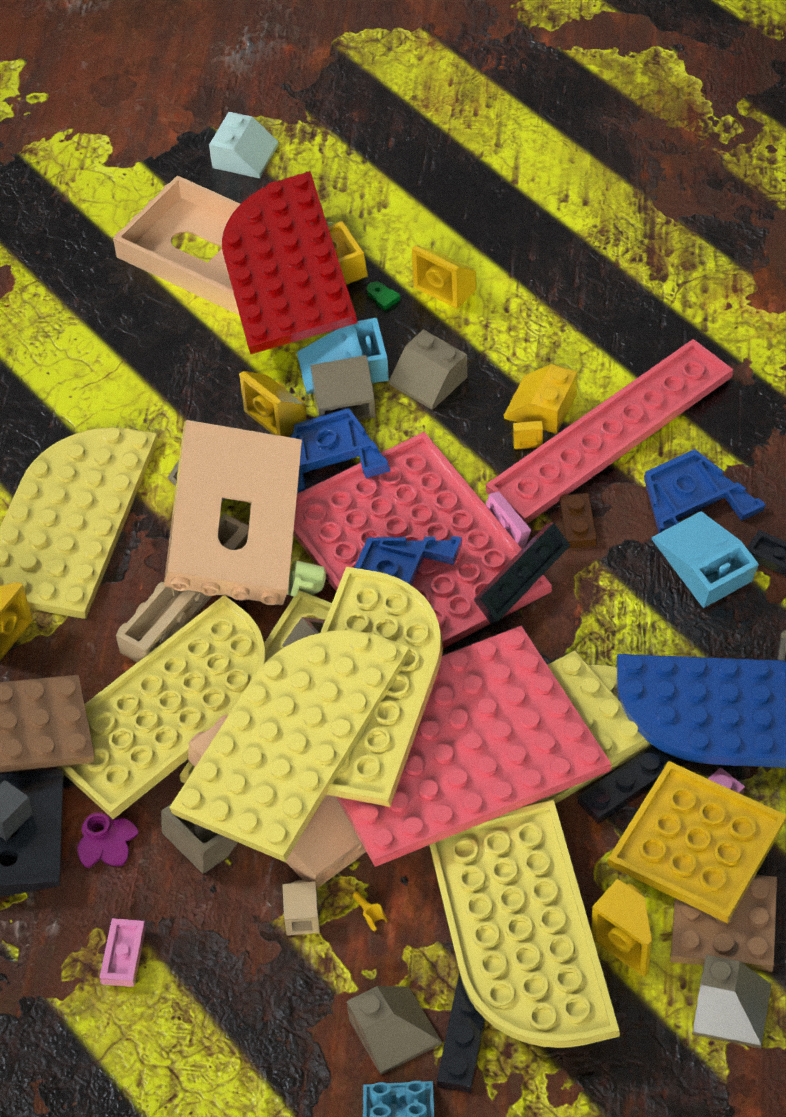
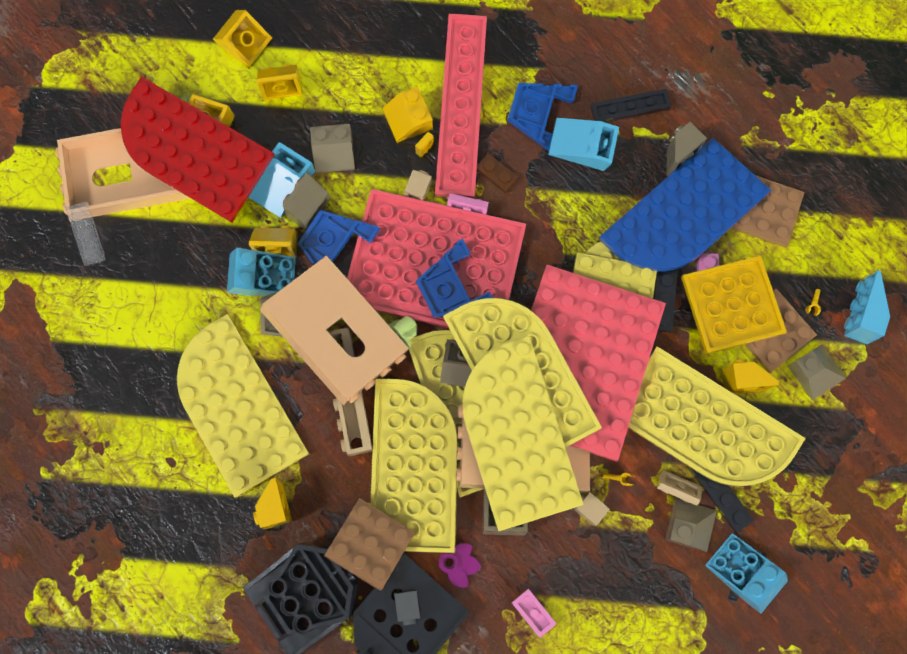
camera: 50 degrees left, 25 degrees up
(110, 268) = (85, 233): none -> clear plate
(226, 406) = (258, 272): none -> medium azure slope
(242, 146) = (70, 86): light aqua slope -> none
(382, 295) = (257, 120): green piece -> none
(423, 975) = (680, 487): none -> tan plate
(453, 217) = (242, 37): none -> yellow slope
(477, 465) = (418, 185): none -> tan brick
(521, 572) = (511, 231): black plate -> none

